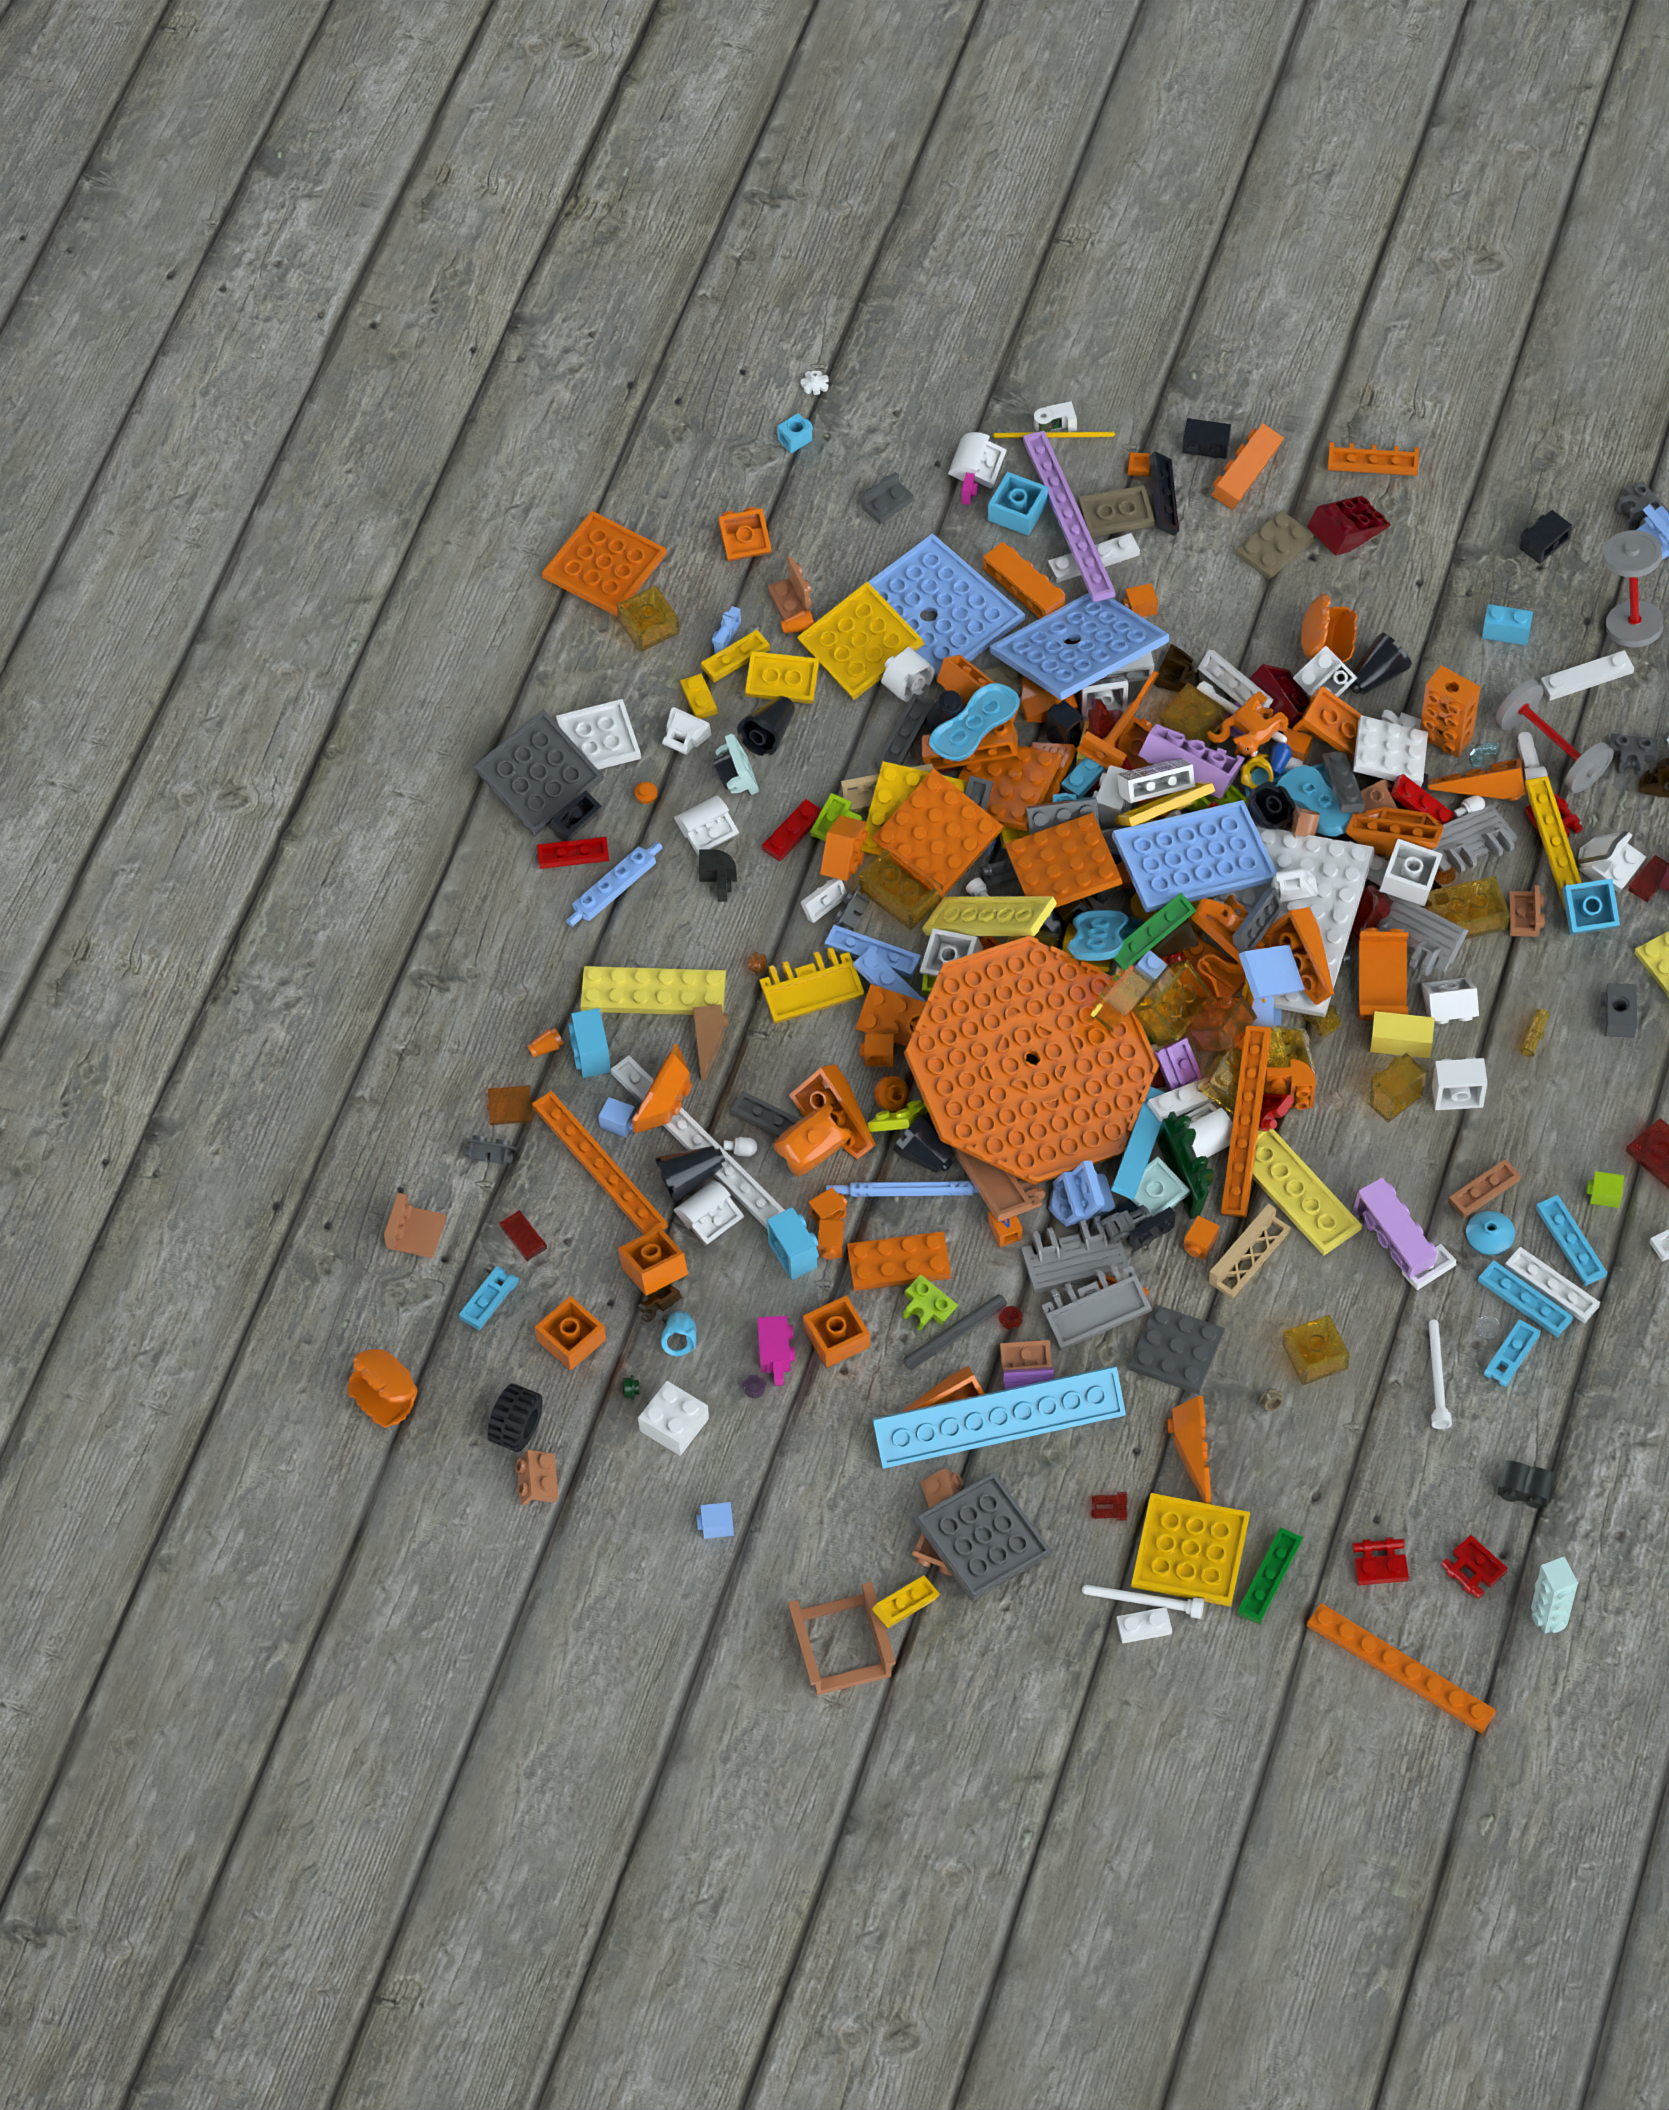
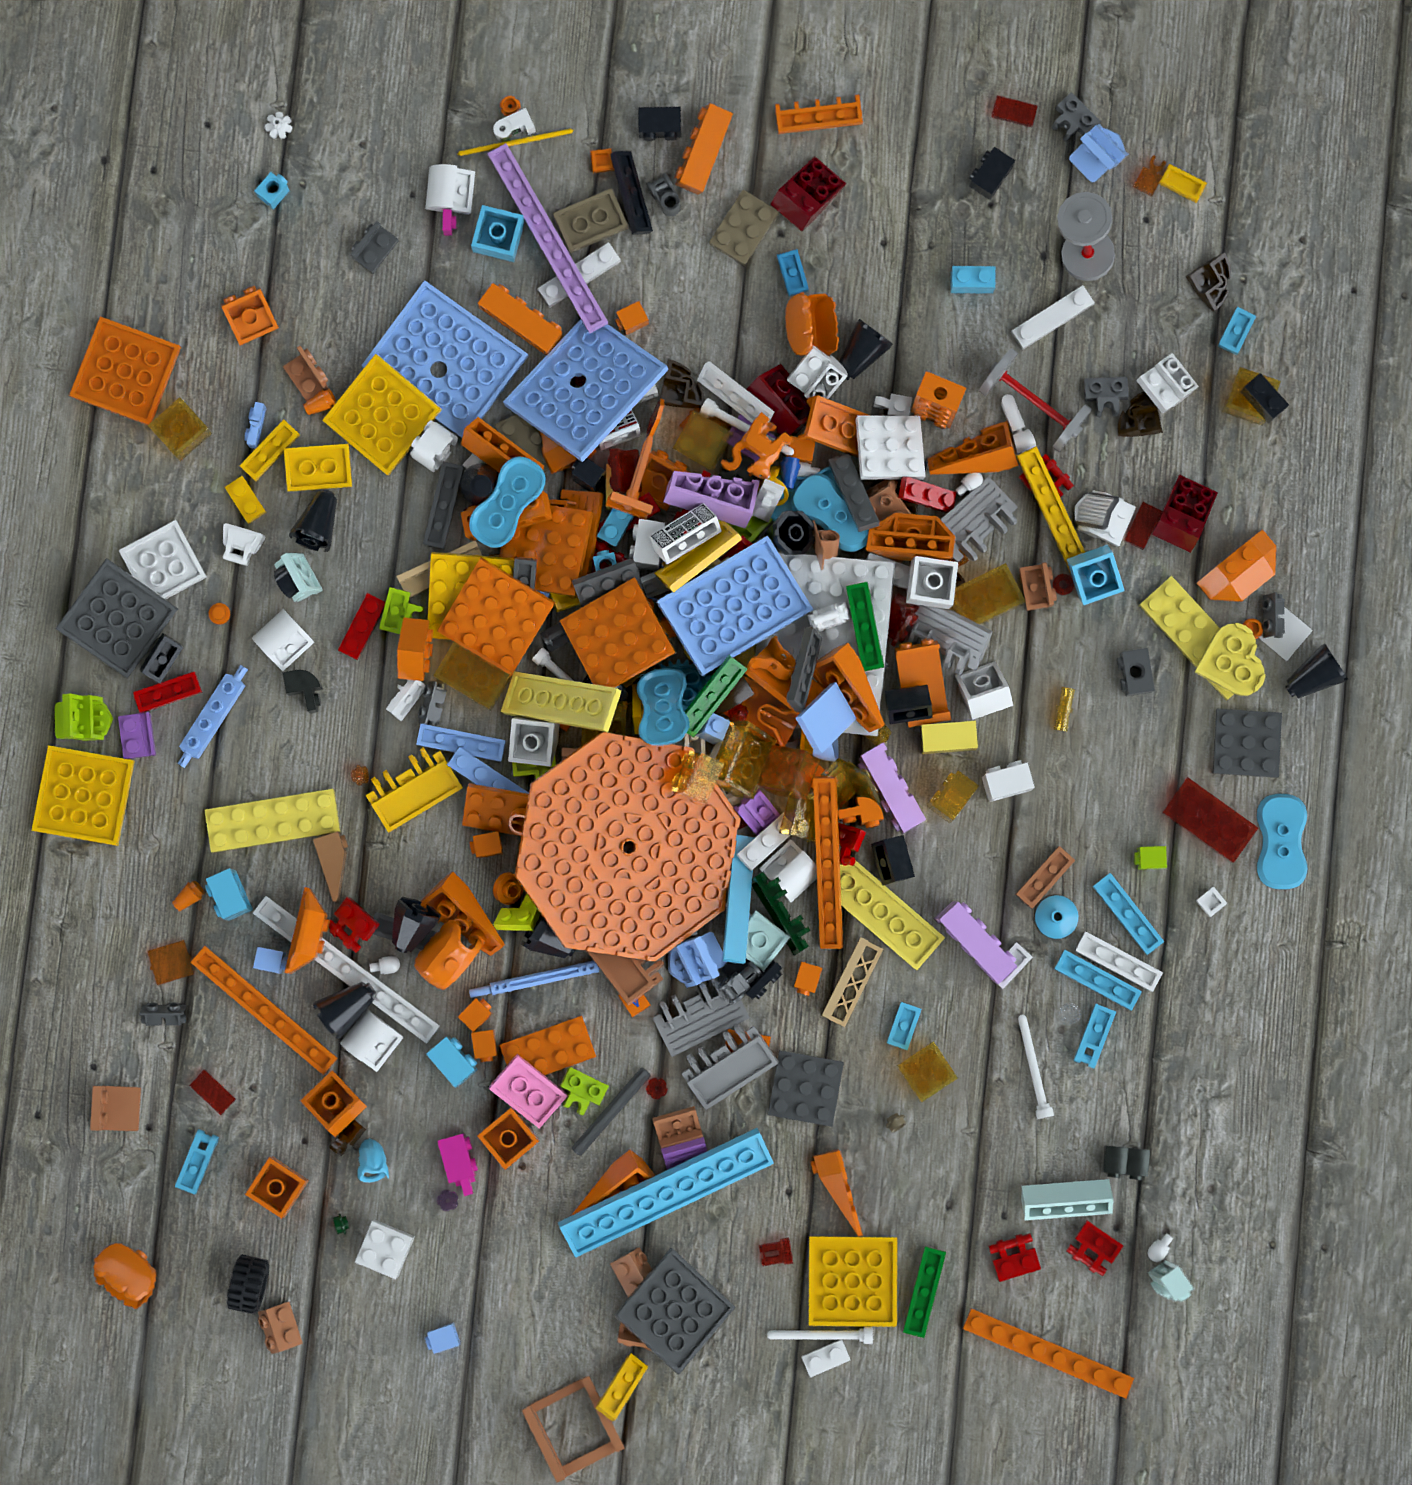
camera: 15 degrees left, 25 degrees up
(459, 931) = (83, 795): none -> yellow plate
(477, 857) = (82, 718): none -> lime piece
(529, 888) = (137, 735): none -> medium lavender plate
(720, 1093) = (357, 919): none -> red plate
(780, 1101) = (412, 923): none -> black cone
(869, 1289) = (528, 1091): none -> bright pink plate
(1054, 398) = (509, 100): none -> orange plate
(1198, 502) = (662, 192): none -> dark grey piece
(1248, 775) = (767, 499): none -> white plate
(1299, 1304) = (904, 1026): none -> medium azure plate
(1317, 584) = (792, 272): none -> dark azure plate
(1318, 1138) = (892, 860): none -> black brick
(1331, 899) = (865, 626): none -> green plate
(1331, 1068) = (892, 789): none -> lavender wedge
(1364, 990) = (908, 704): none -> black brick
(1451, 1507) = (1071, 1199): none -> light aqua brick
(1480, 750) = (969, 420): clear light blue arm -> none
(1558, 912) = (1069, 581): none -> clear red plate
(1579, 489) = (1014, 111): none -> clear red tile

